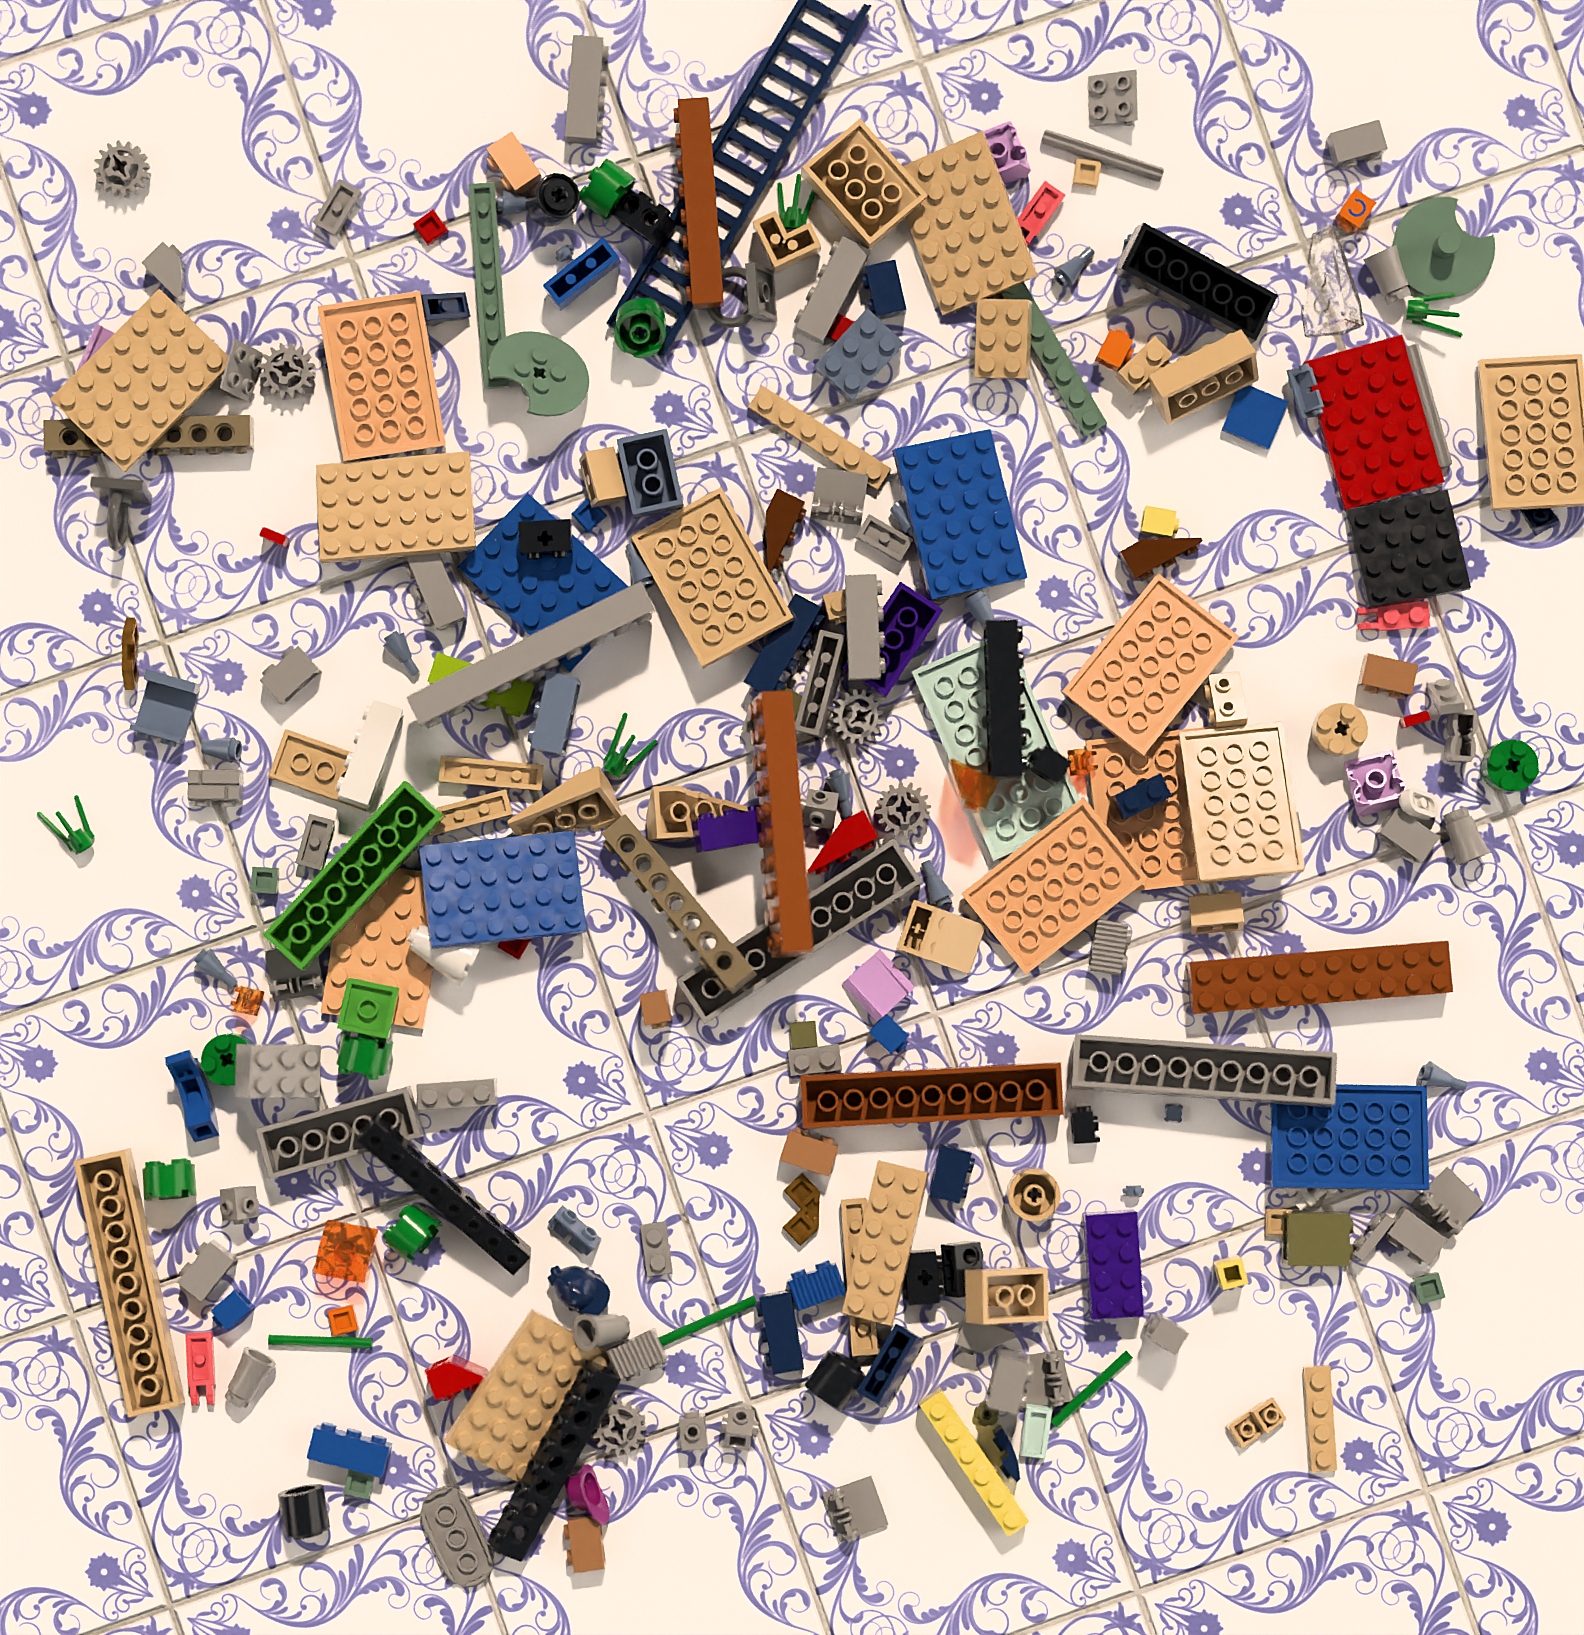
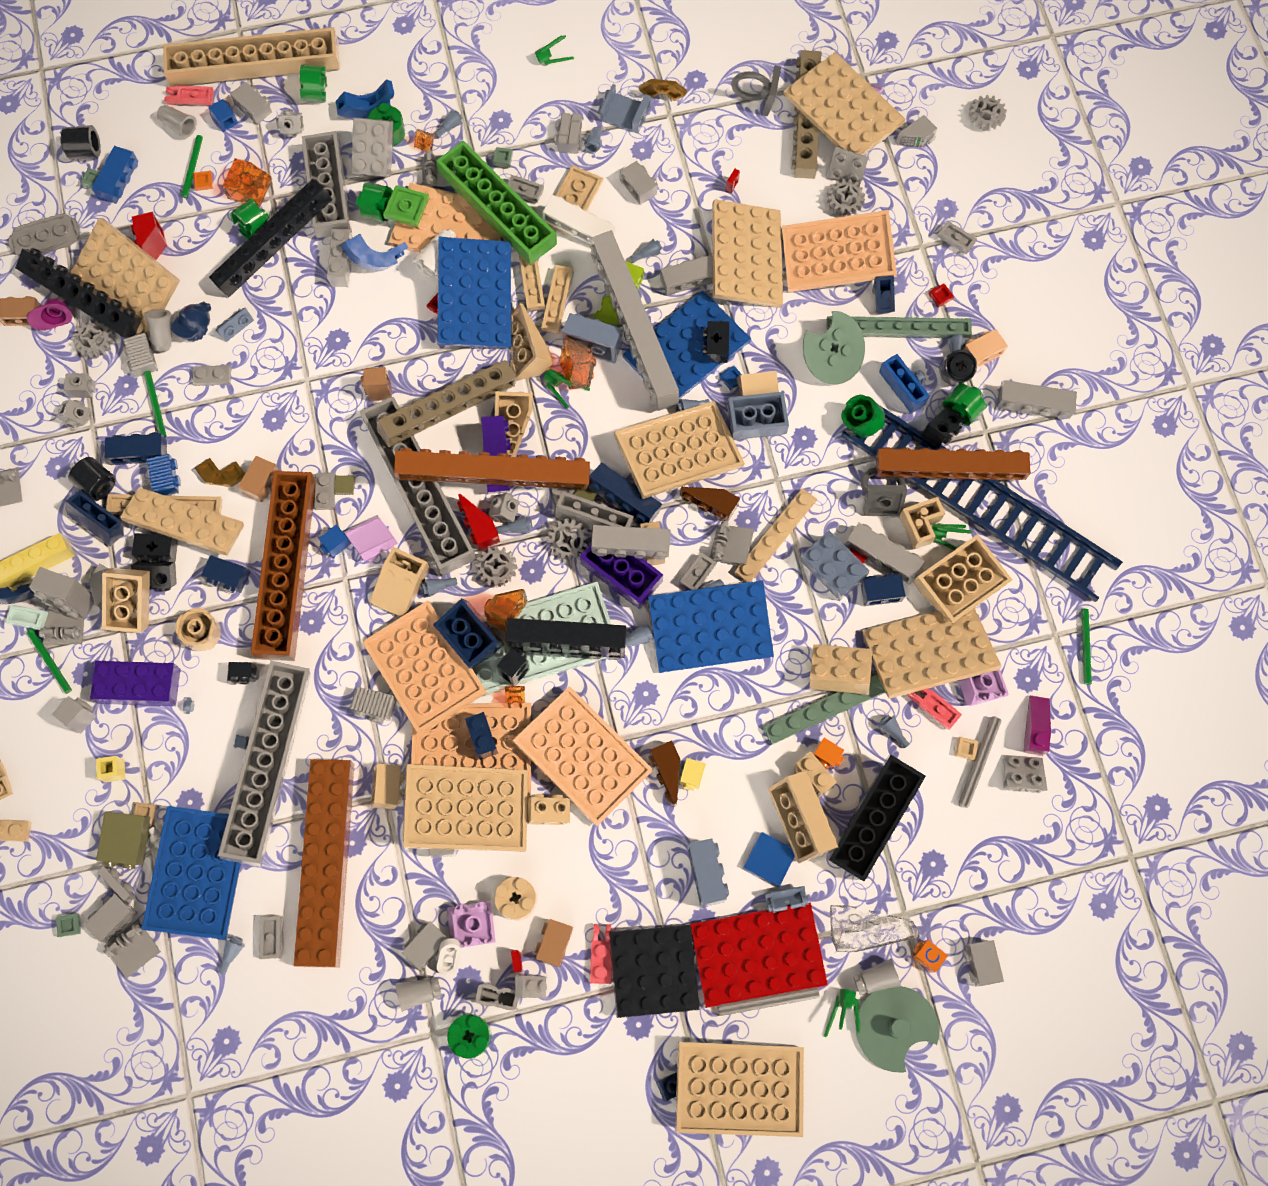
camera: 95 degrees right, 15 degrees down
(458, 1029) = (367, 258): none -> arch
(599, 731) = (577, 363): none -> clear orange slope
(933, 20) = (1086, 646): none -> green bar
(1008, 830) = (468, 633): none -> dark blue slope
(1048, 82) = (1038, 726): none -> magenta slope
(1285, 491) = (707, 872): none -> sand blue brick
(1417, 1030) = (270, 938): none -> light grey plate

